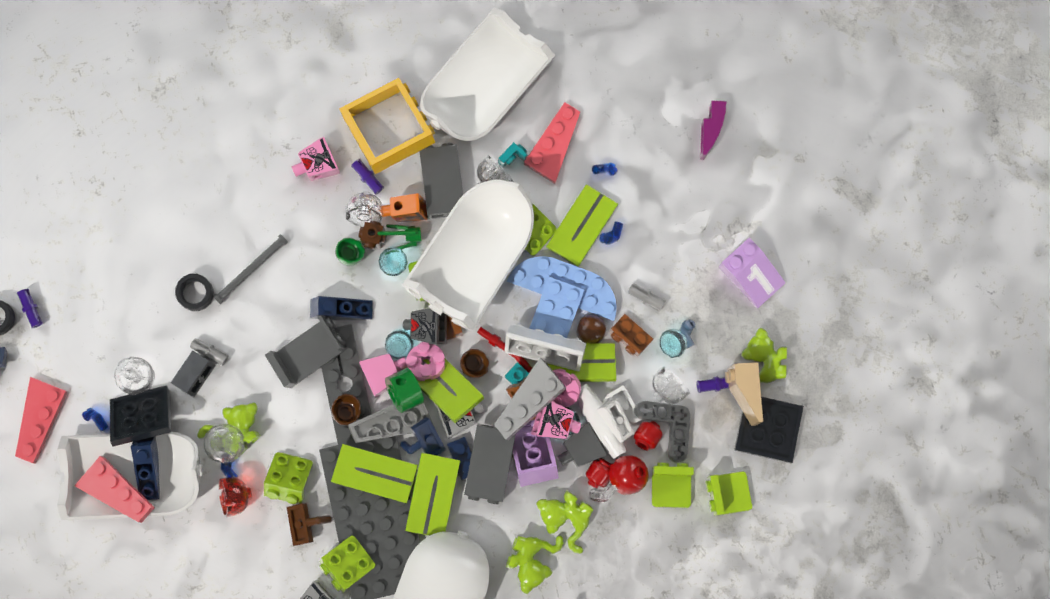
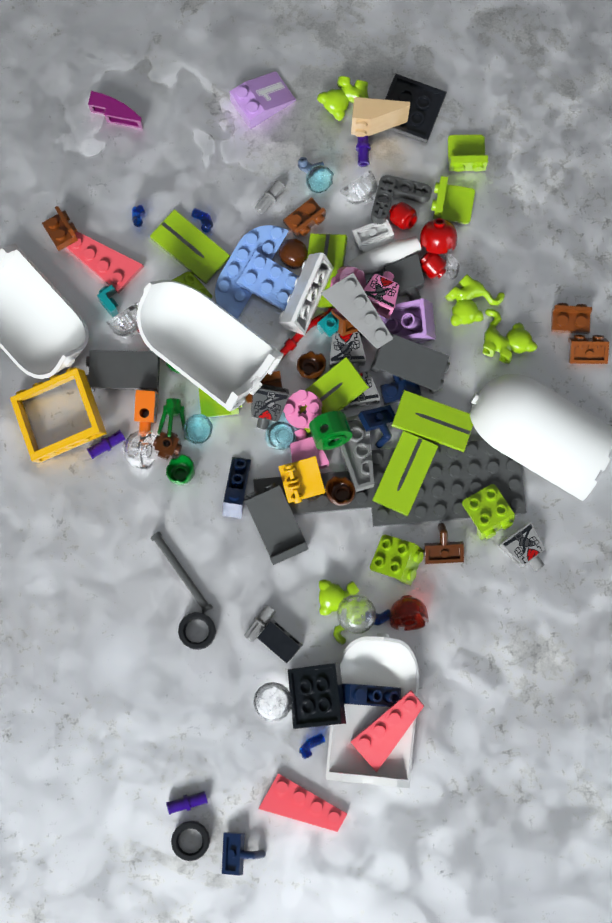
camera: 80 degrees left, 0 degrees up
(316, 161) = (82, 492): bright pink torso -> none
(352, 370) = (301, 479): none -> yellow hinge
(495, 396) = (347, 346): none -> torso
(577, 96) = (60, 230): none -> dark orange bracket
(616, 420) = (384, 240): white slope -> none

